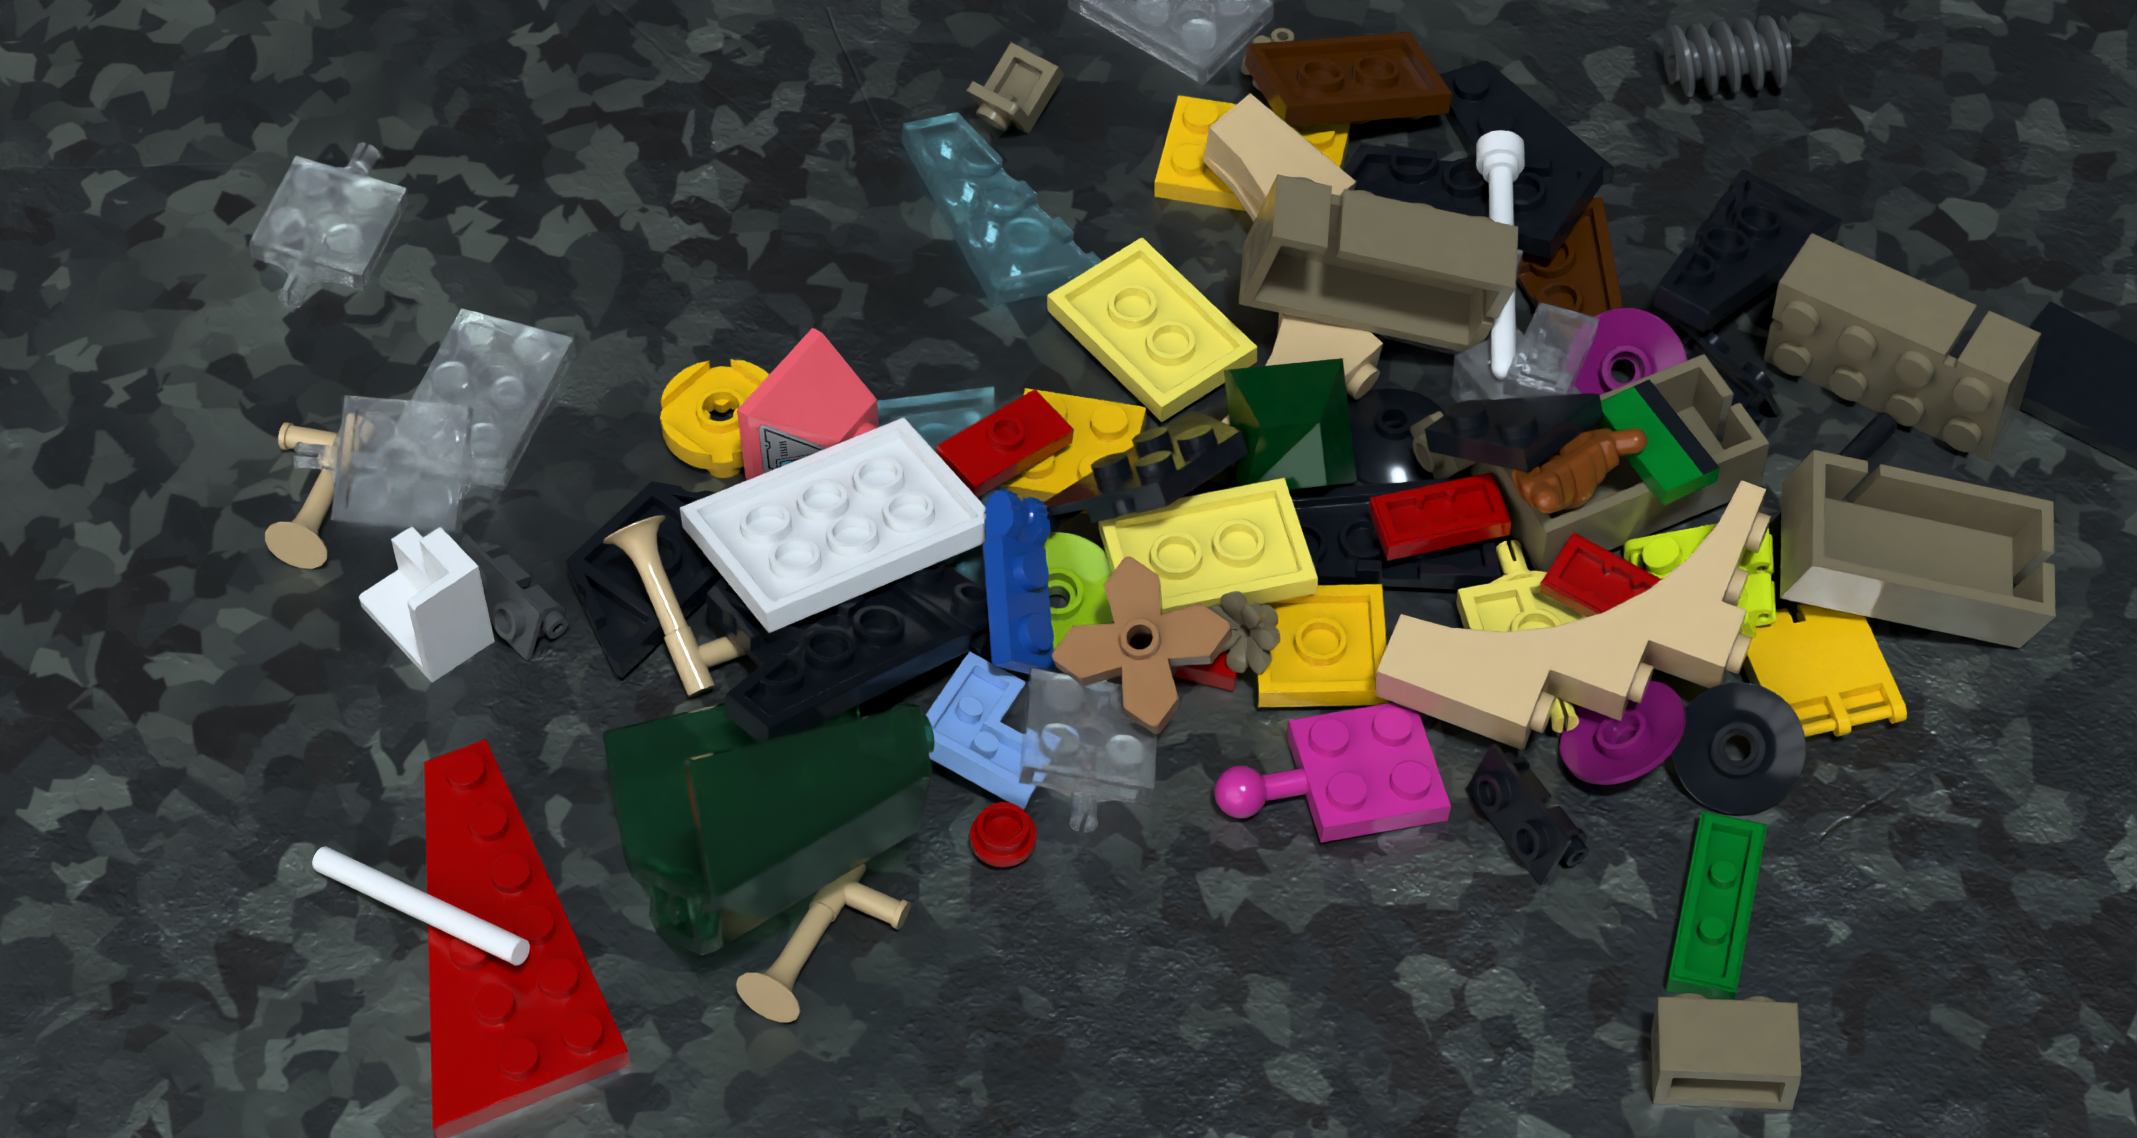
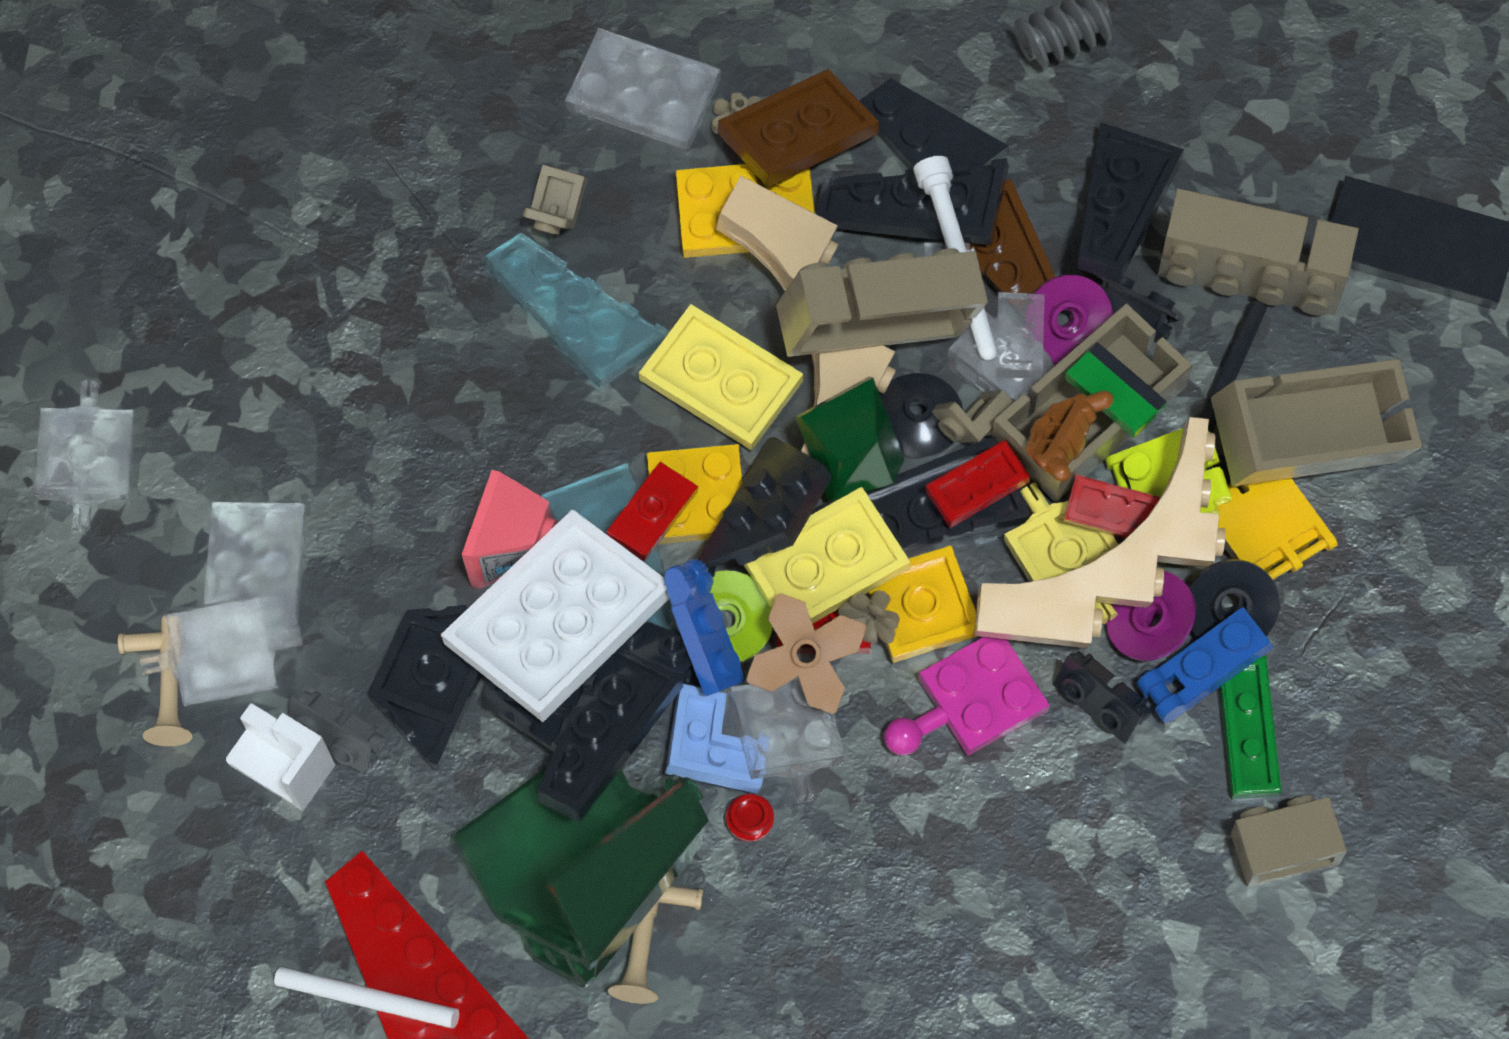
camera: 15 degrees left, 15 degrees up
(687, 419) = (412, 550): yellow plate -> none
(691, 660) = (482, 742): tan piece -> none
(1513, 430) = (1014, 410): black wing -> none
(1677, 810) = (1205, 665): none -> blue plate

